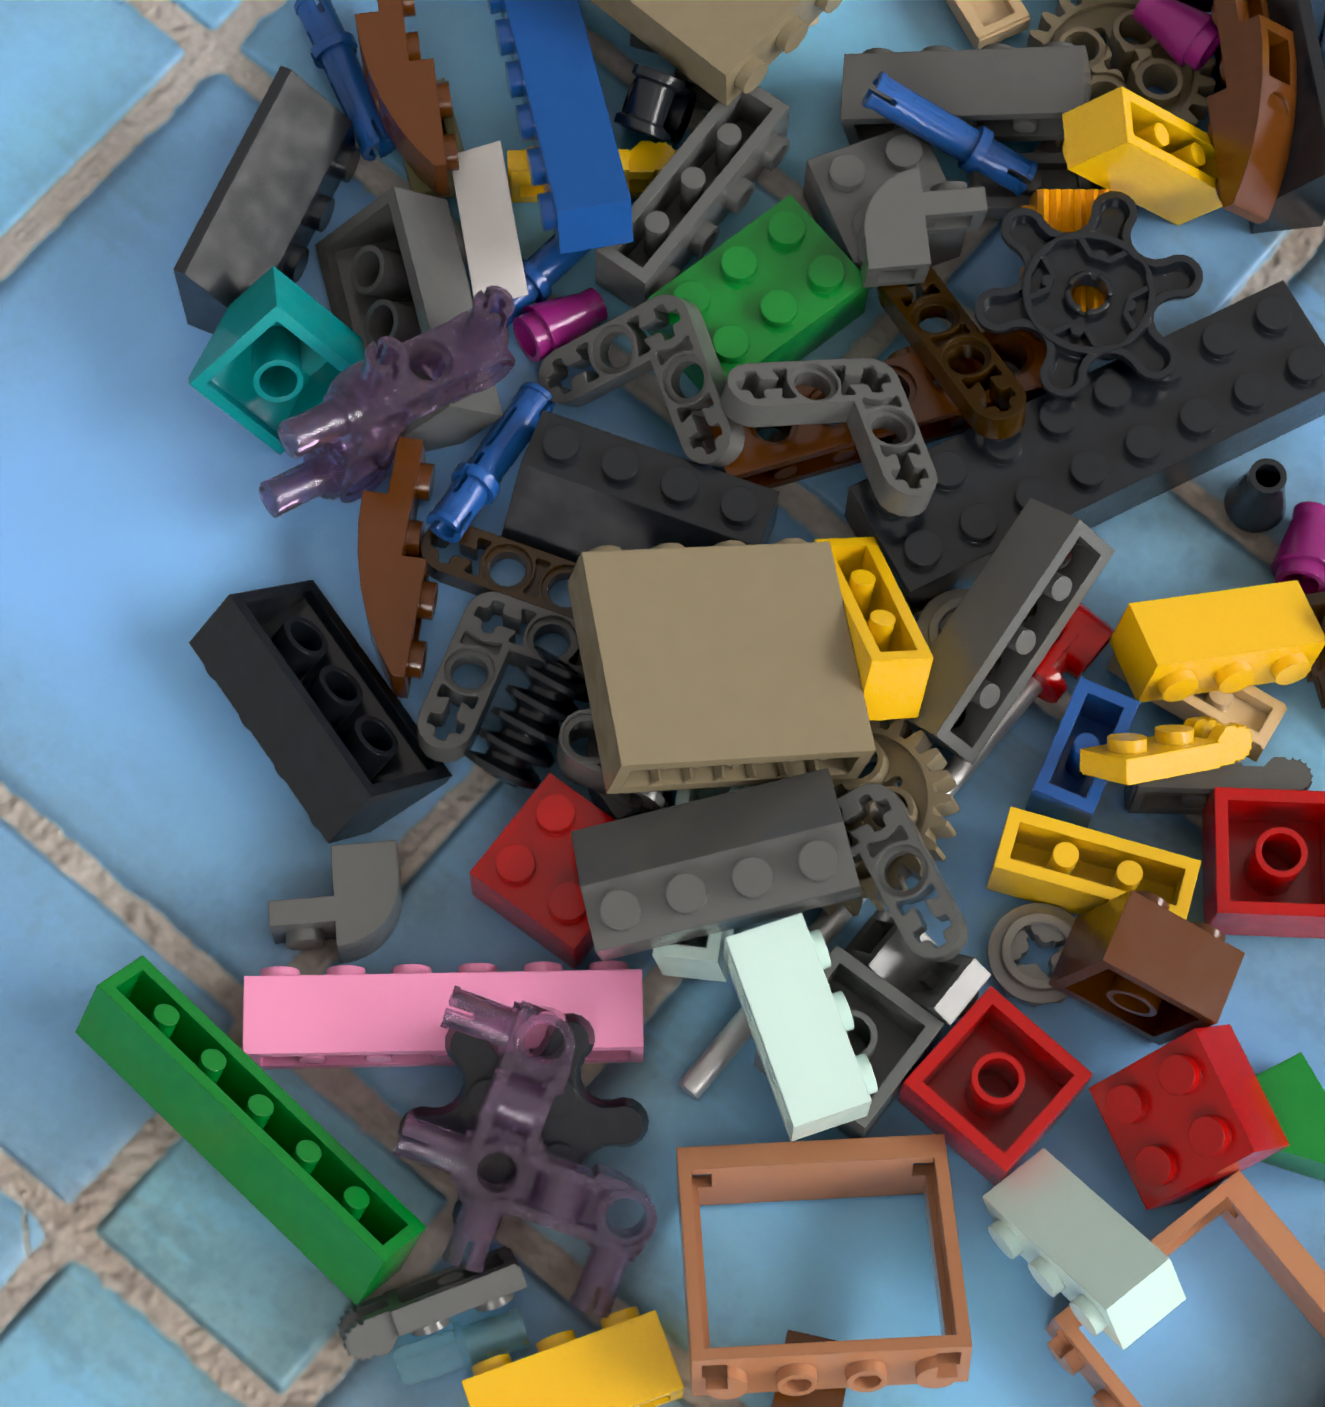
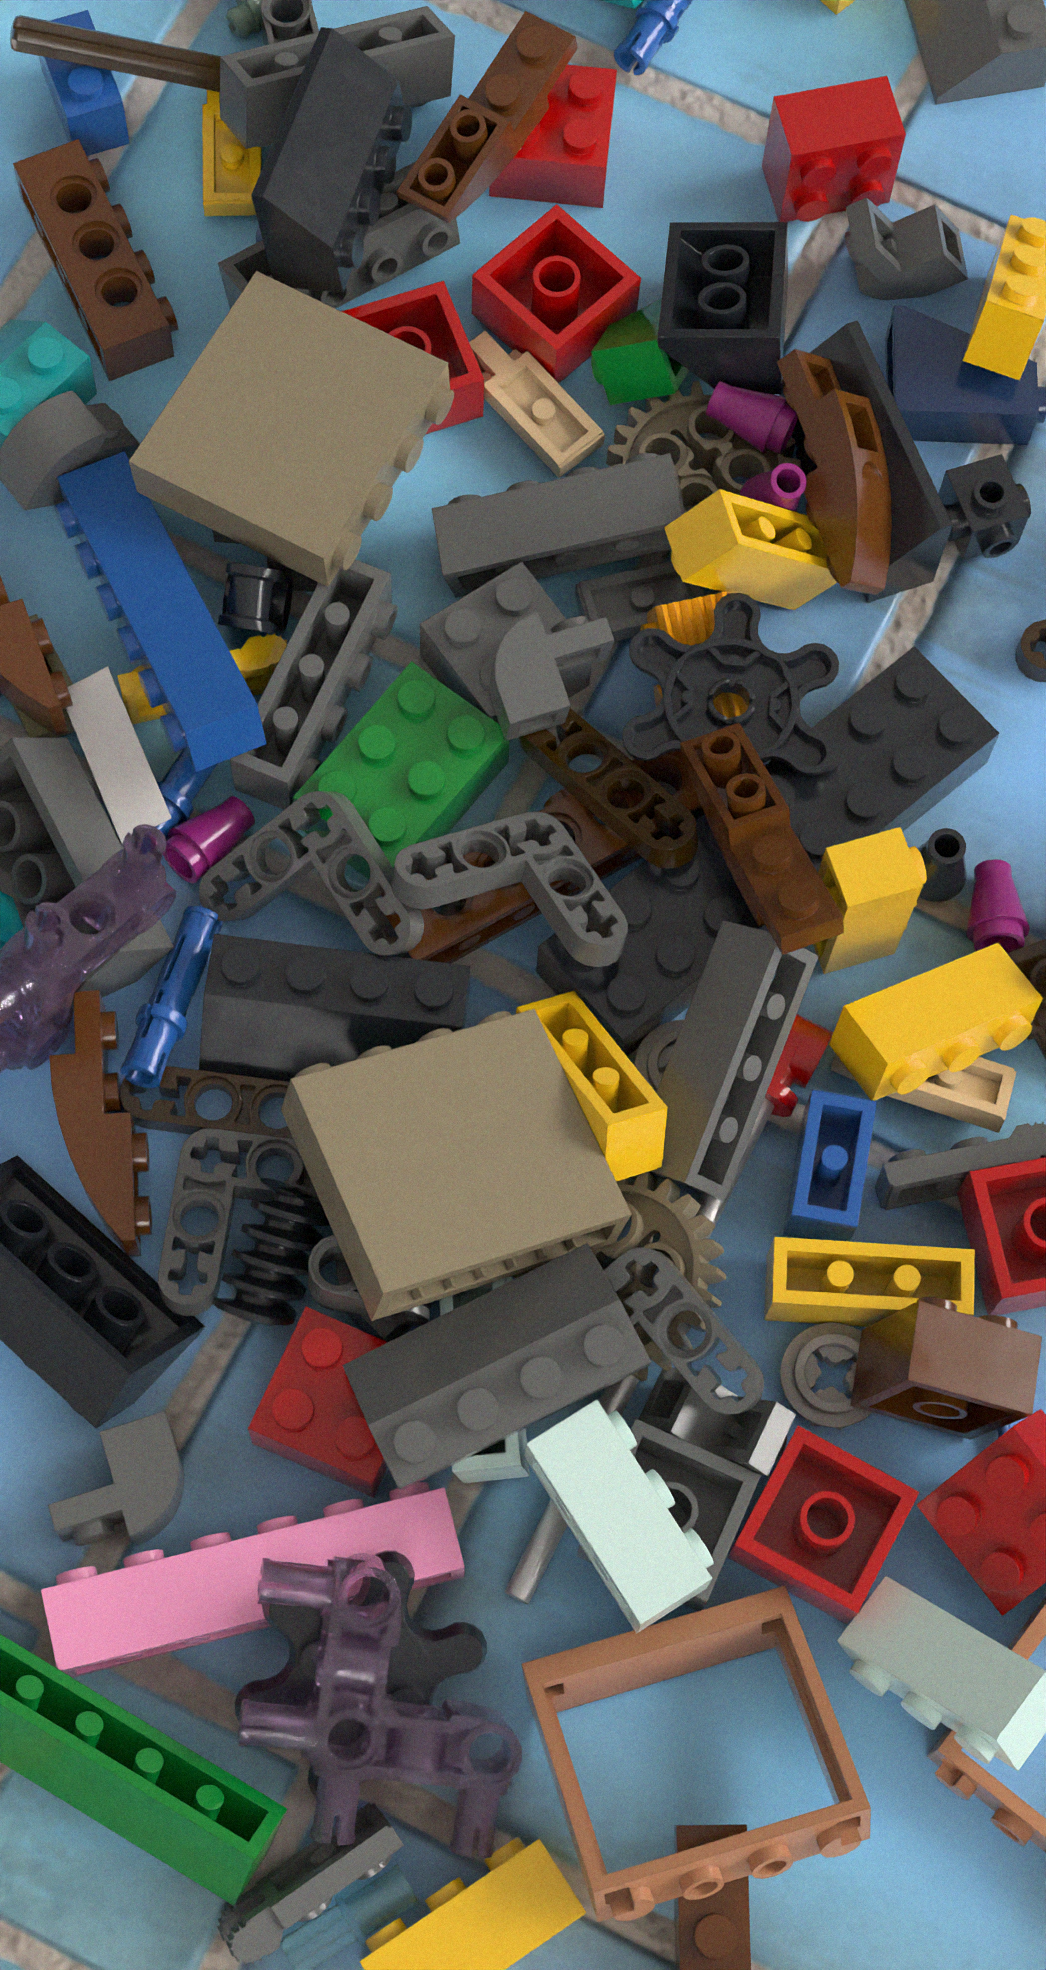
camera: 15 degrees left, 0 degrees up
(950, 134) = (579, 576): blue pin -> none
(1082, 427) = (758, 841): none -> reddish brown slope
(1171, 752) = (916, 1149): yellow hinge -> none
(1173, 508) = (876, 890): none -> yellow brick
(1184, 99) = (777, 487): none -> magenta cone

